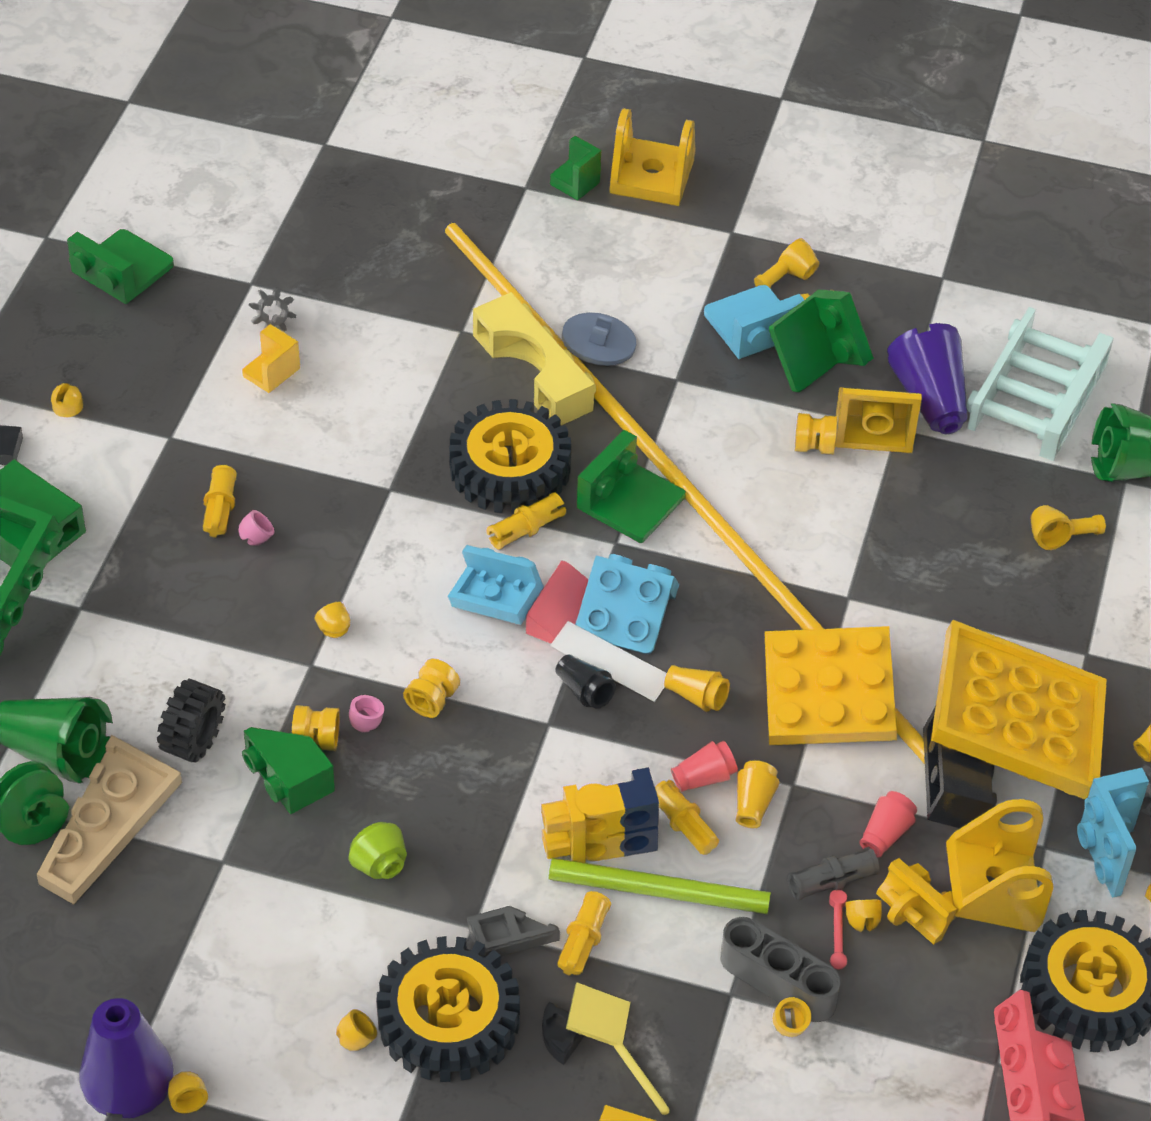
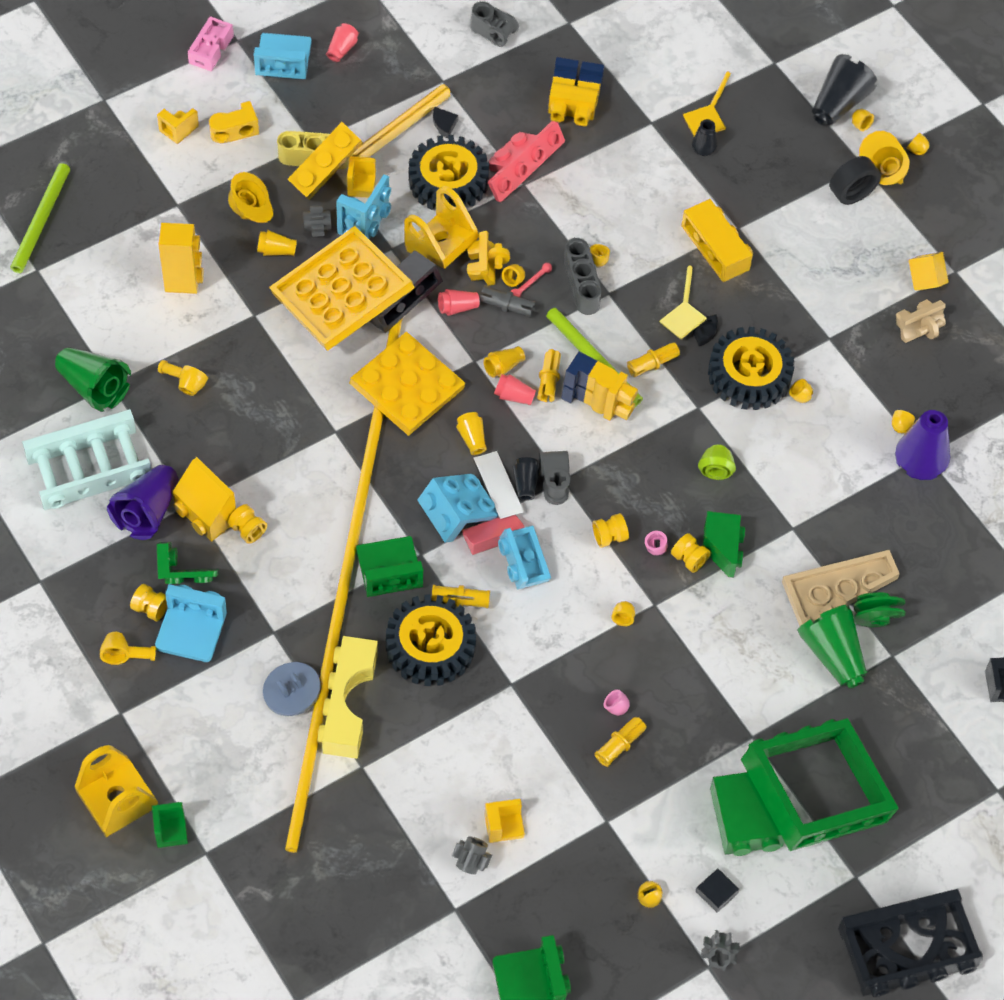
camera: 140 degrees left, 10 degrees up
(191, 720) = (757, 593): black tyre -> none
(510, 931) = (686, 389): dark grey tile -> none
(556, 703) = (555, 476): none -> dark grey piece

